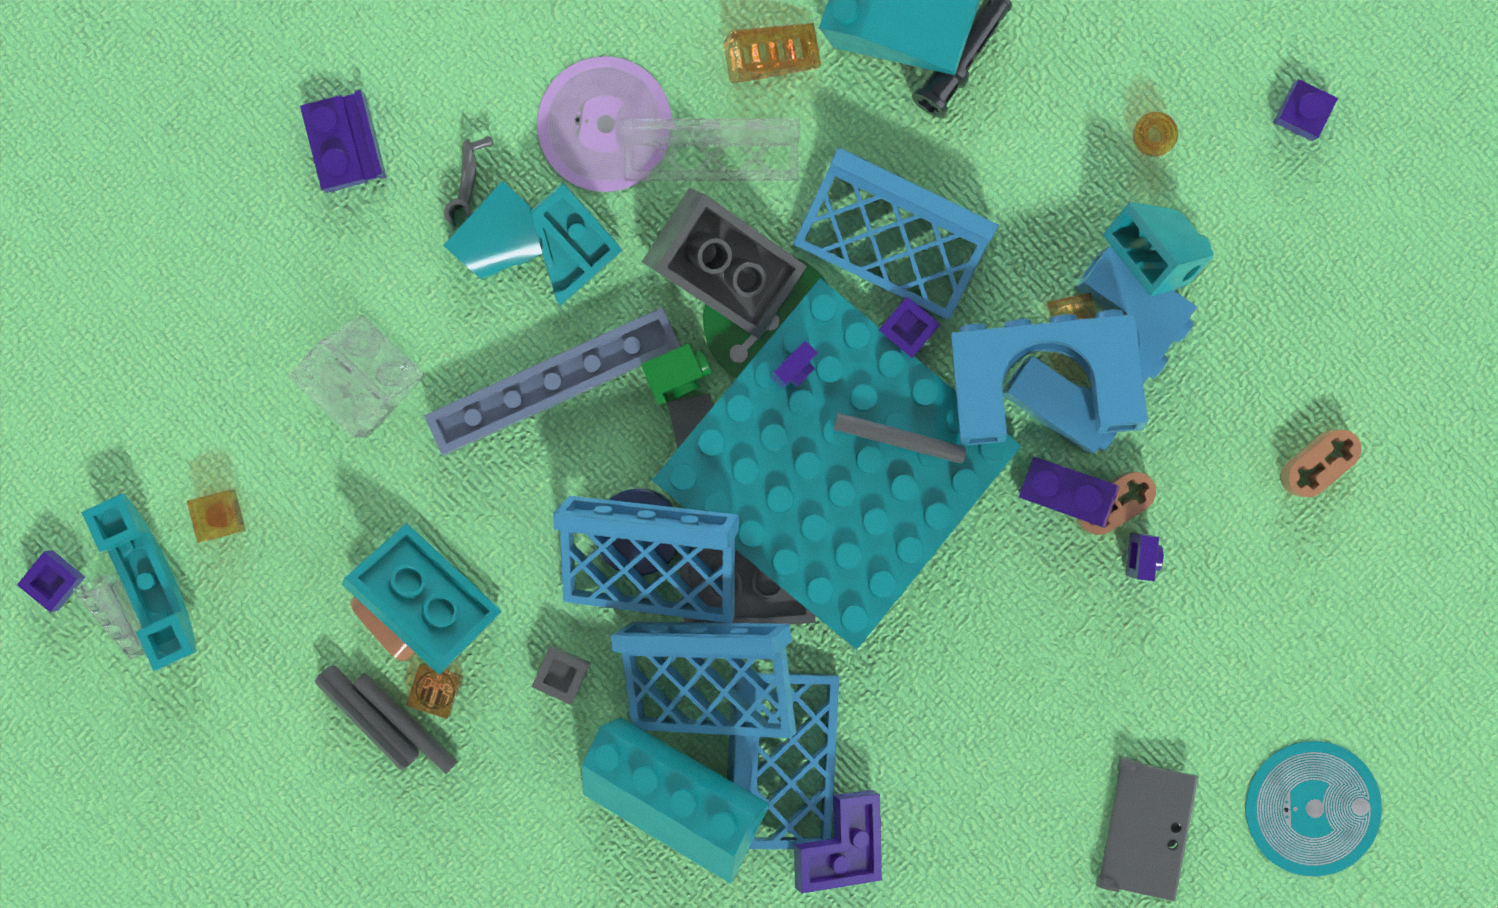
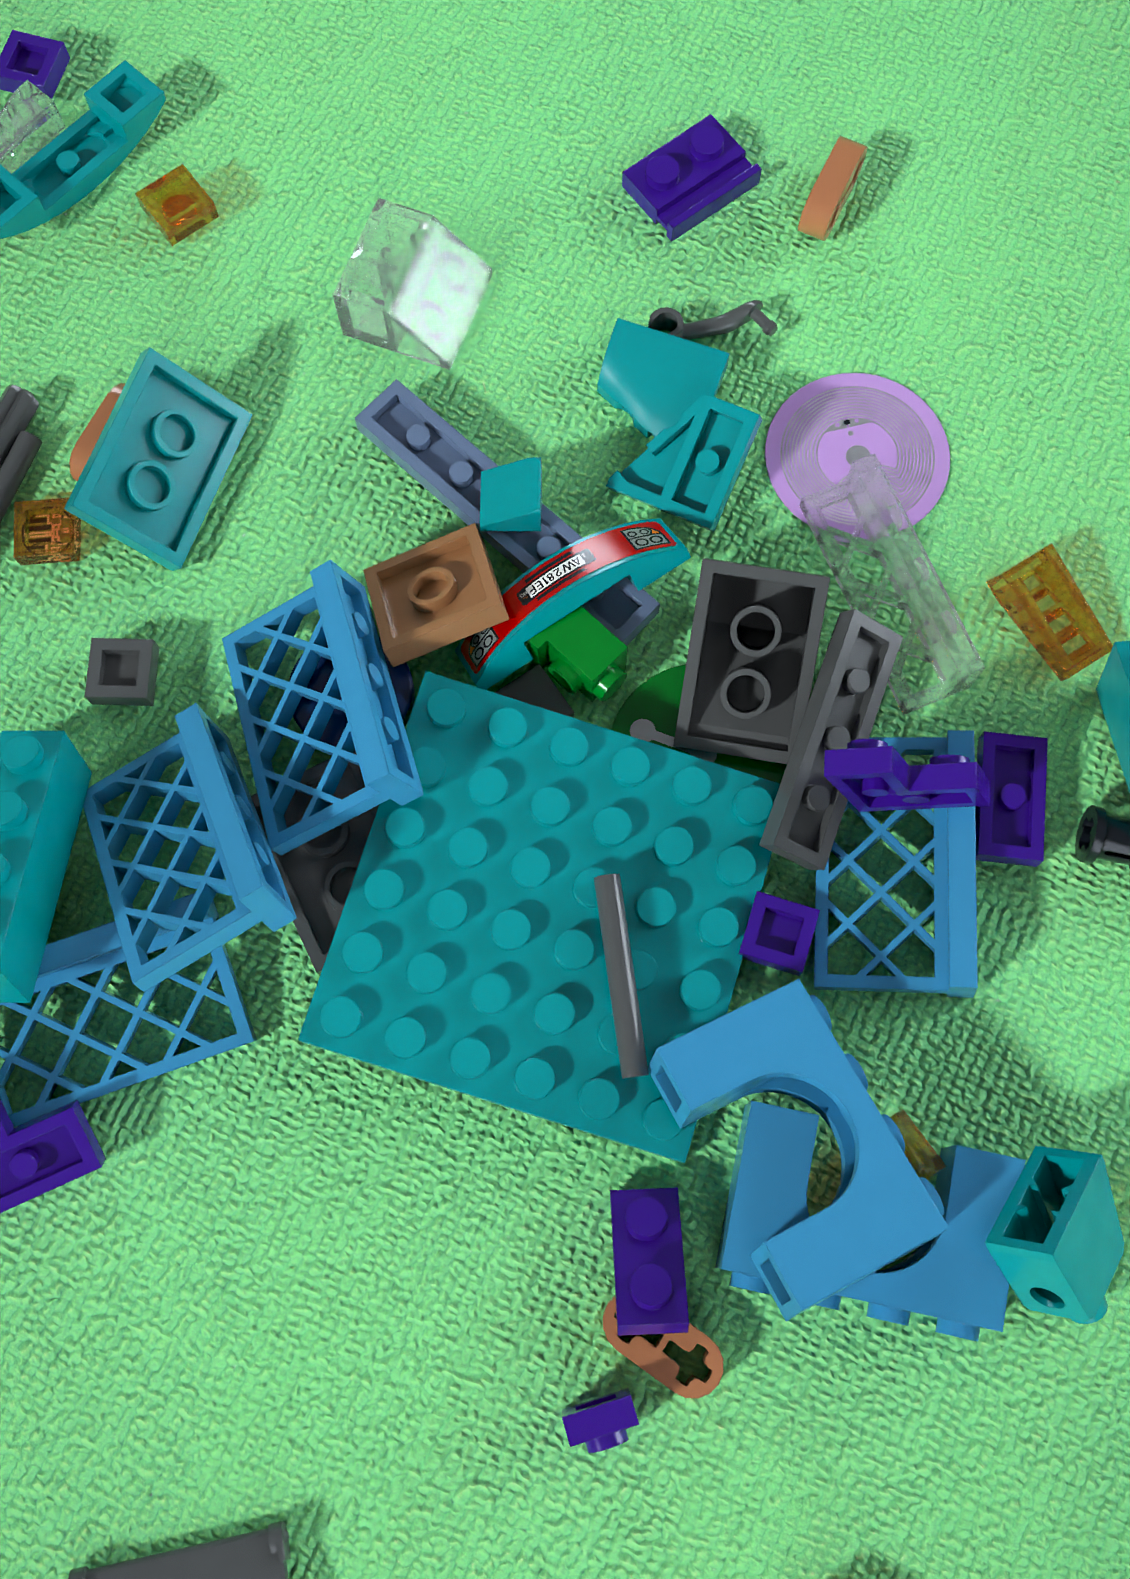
camera: 65 degrees right, 15 degrees down
(398, 47) = (832, 188): none -> nougat beam
(549, 374) = (512, 496): none -> teal slope
(596, 452) = (434, 595): none -> medium nougat plate
(628, 367) = (563, 583): none -> slope
(795, 367) = (657, 787): dark purple plate -> none
(803, 238) = (838, 712): none -> dark grey plate
(850, 218) = (880, 780): none -> dark purple plate
(884, 141) = (1015, 821): none -> dark purple plate

